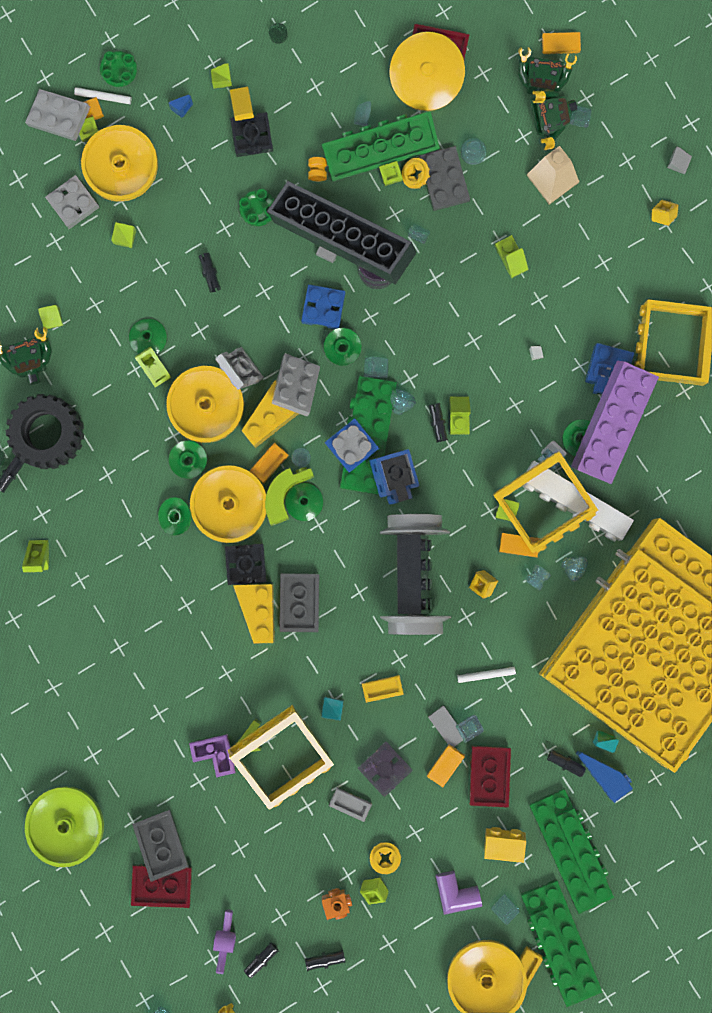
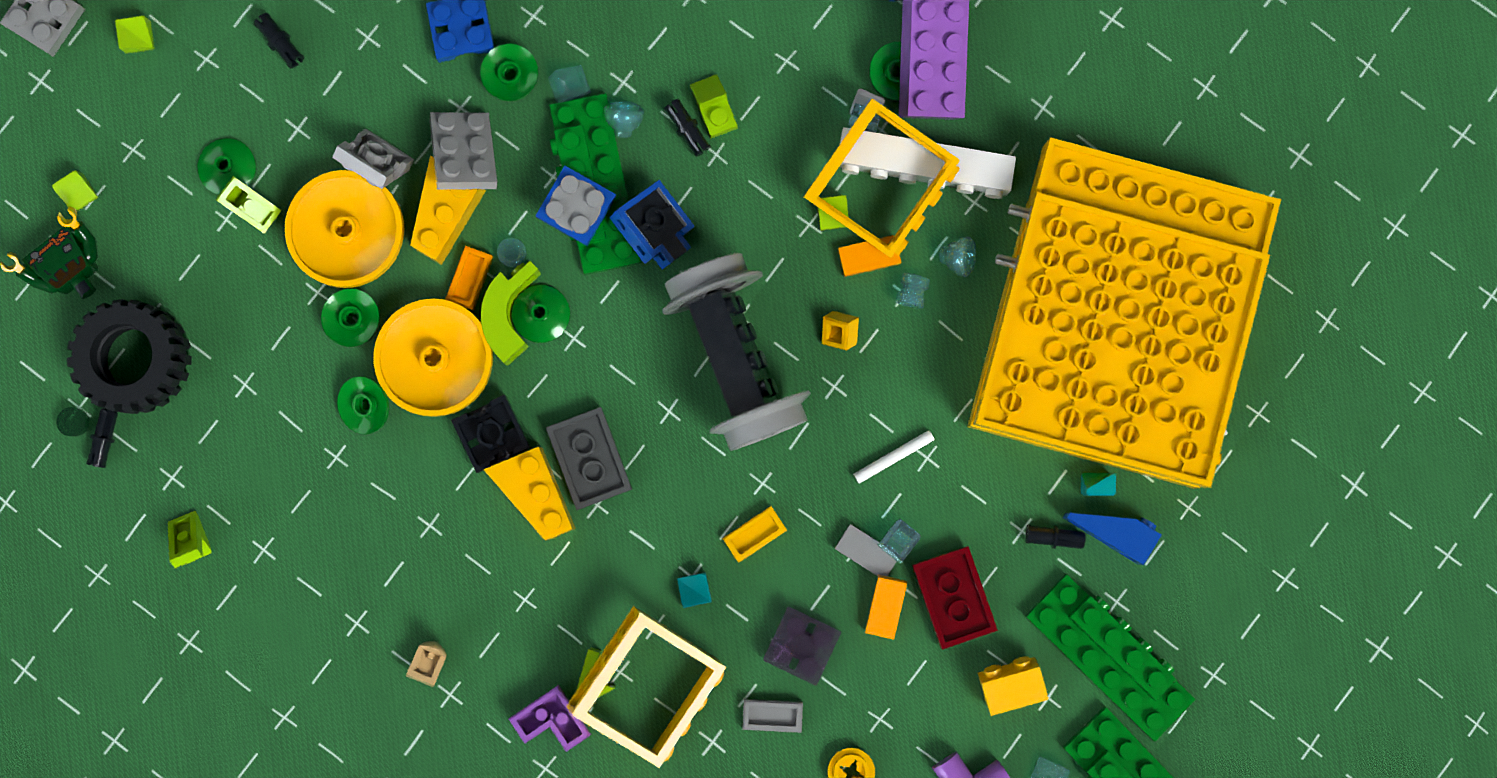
camera: 20 degrees left, 0 degrees up
(152, 689) = (427, 663): none -> tan plate

